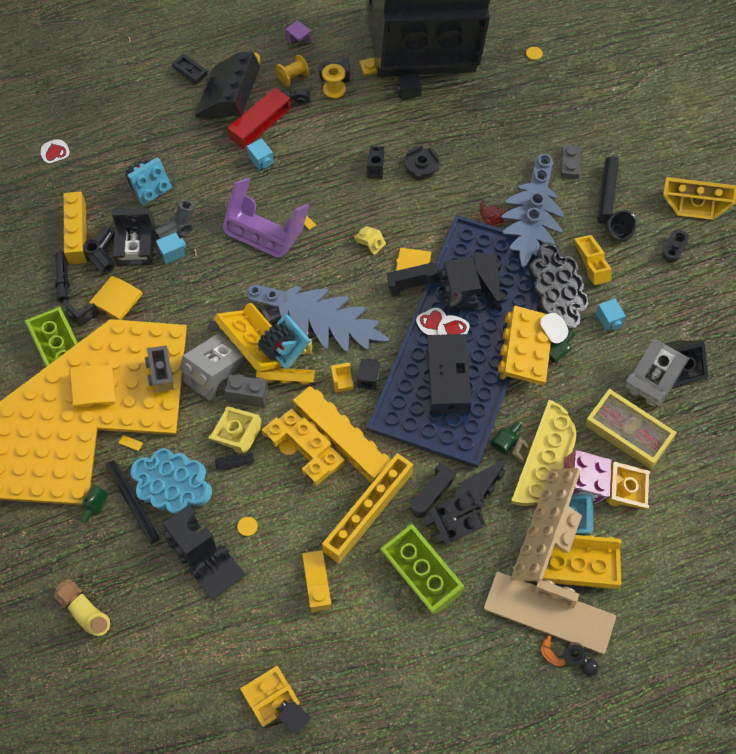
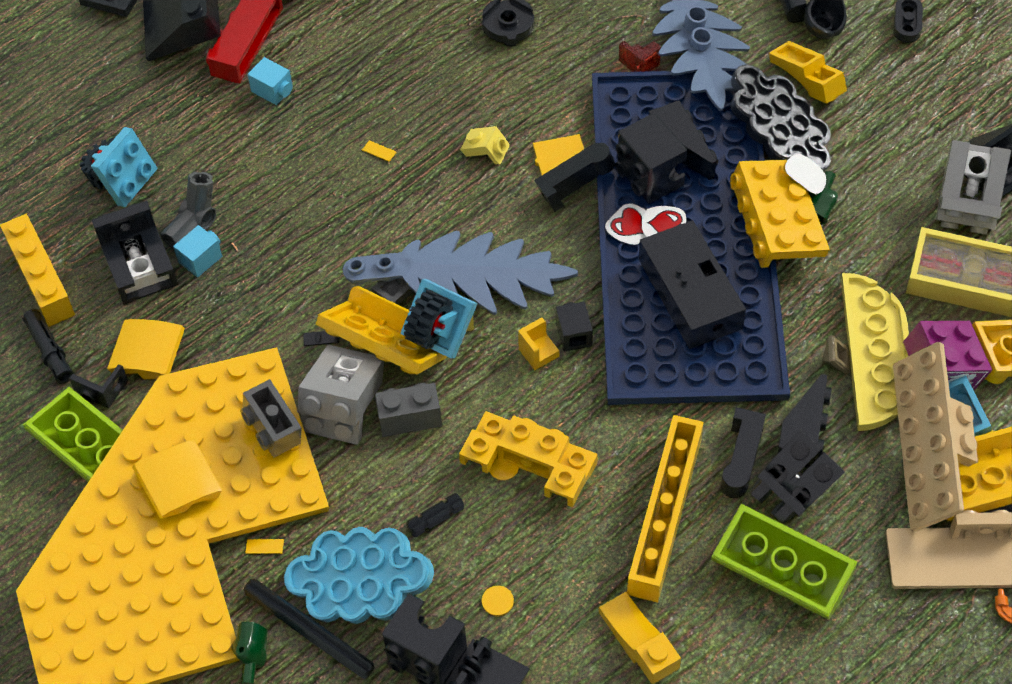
camera: 20 degrees left, 5 degrees down
(99, 244) = (83, 291): black piece -> none
(236, 429) = (419, 468): light yellow slope -> none
(257, 231) = (318, 188): medium lavender windscreen -> none
(288, 375) = (457, 368): yellow plate -> none
(344, 437) = (586, 424): yellow brick -> none
(375, 162) = (444, 39): black leg -> none
(506, 438) = (808, 347): dark green piece -> none
(610, 315) = (869, 135): medium azure brick -> none

